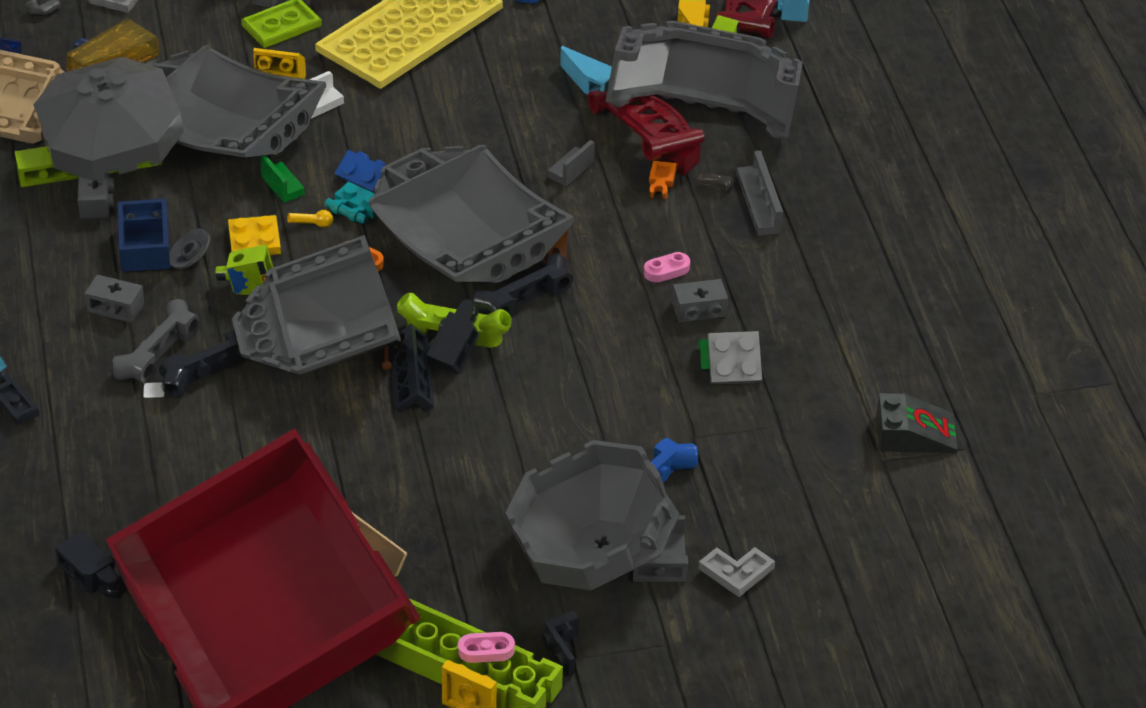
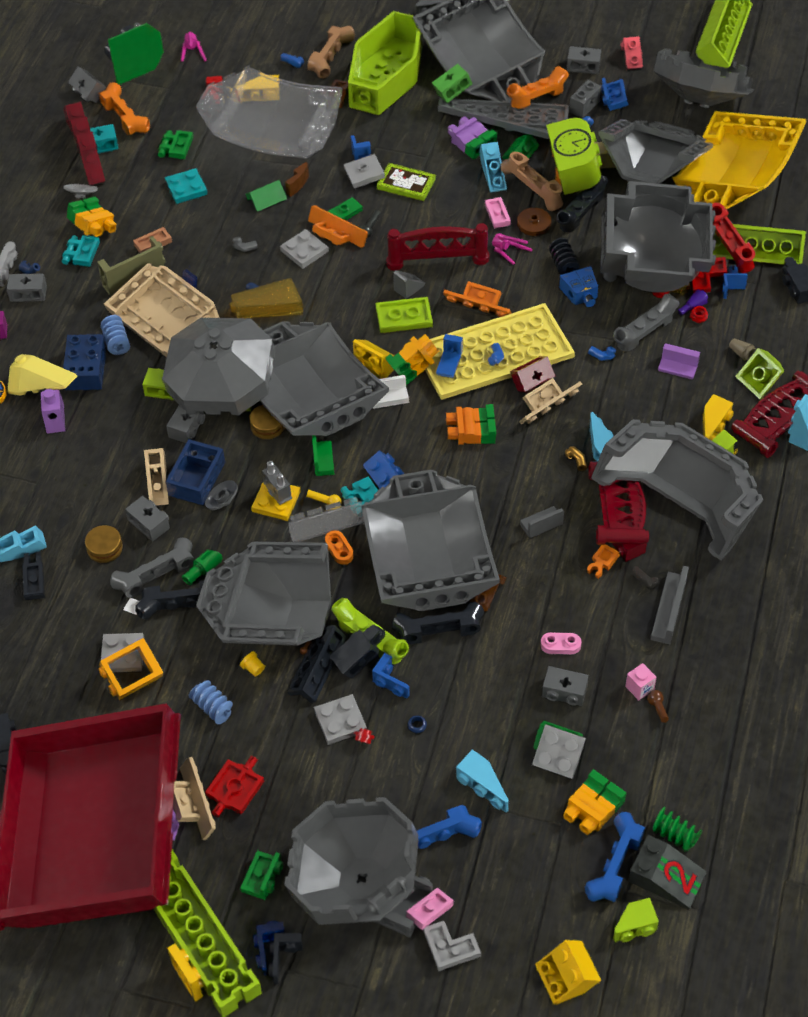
camera: 30 degrees right, 10 degrees up
(77, 339) = (103, 544): none -> pearl gold head
(94, 250) = (156, 476): none -> tan slope
(173, 436) = (113, 643): none -> light grey plate
(192, 166) = (264, 424): none -> pearl gold head
(214, 322) = (202, 565): none -> green arm
(214, 425) = (148, 658): none -> light orange window
(246, 269) = (248, 529): lime torso -> none
(252, 212) = (276, 483): none -> dark grey piece
(326, 445) = (211, 701): none -> medium blue piece
(330, 49) = (413, 357): none -> light orange hips
(334, 231) = (322, 522): none -> clear windscreen
(339, 394) = (252, 664): none -> yellow piece
(368, 37) = (451, 355): none -> blue bracket
(399, 511) = (234, 786): none -> red plate
(420, 24) = (497, 355): none -> blue arm
(435, 99) = (472, 425): none -> orange hips
(471, 32) = (524, 375): none -> brick
(473, 413) = (339, 719): none -> light grey plate
(486, 647) = (212, 943): bright pink plate -> none
(488, 579) = (261, 874): none -> green bracket
(497, 50) = (545, 396): none -> tan bracket
(506, 359) = (382, 677): none -> blue bracket
(512, 417) = (364, 736): none -> red plate
(530, 635) = (265, 934): none -> clear blue bracket
(562, 394) = (417, 718): none -> dark blue piece
(571, 95) = (578, 455): none -> pearl gold arm
(668, 410) = (480, 776): none -> medium azure slope
(694, 542) = (429, 908): none -> bright pink plate
(776, 270) = (640, 681): none -> bright pink brick
(799, 283) = (656, 698): none -> reddish brown bar
(801, 400) = (594, 803): none -> light orange hips
(866, 453) = (610, 884): none -> blue plate
(874, 545) = (567, 971): none -> yellow slope
(901, 384) = (676, 830): none -> green piece
(915, 475) = (636, 920): none -> lime slope

